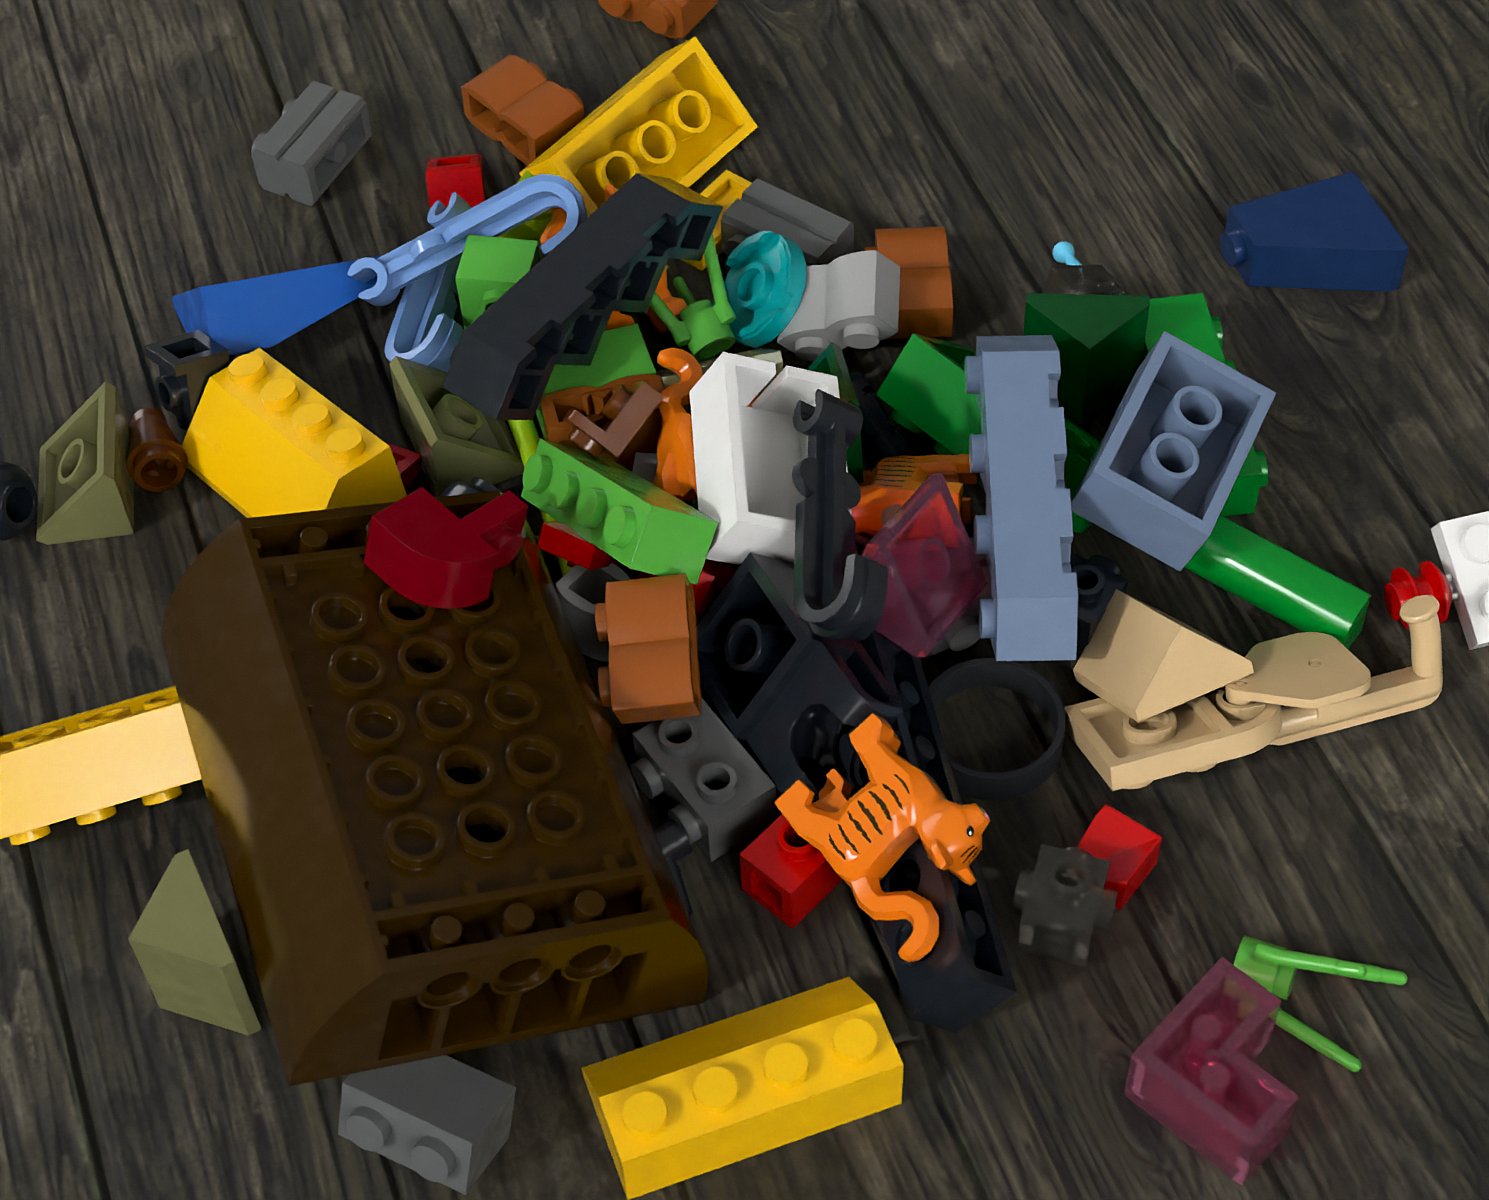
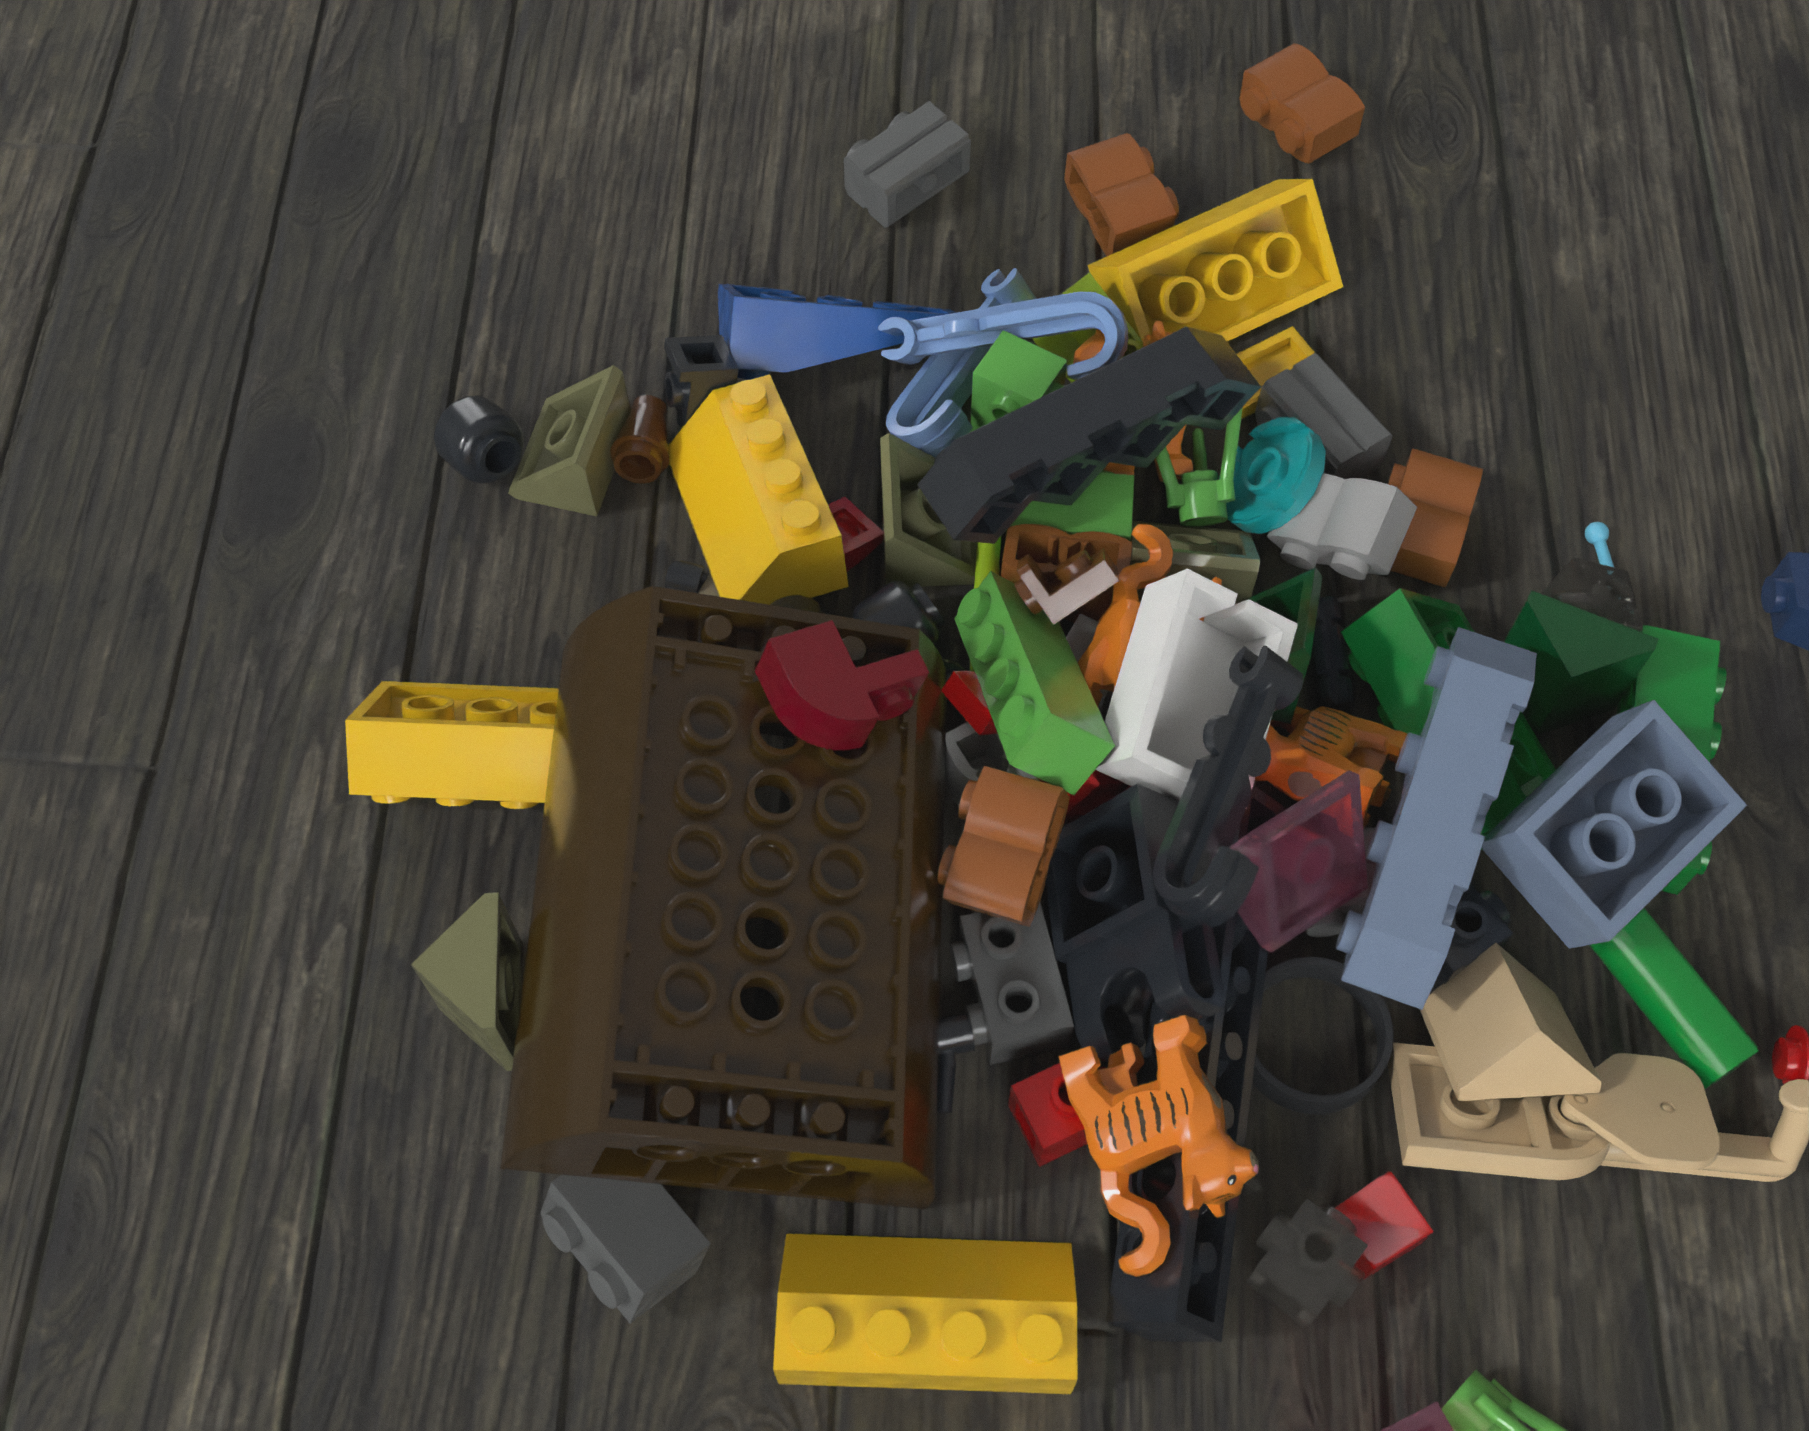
camera: 20 degrees right, 10 degrees up
(455, 174) = (1028, 247): red slope -> none

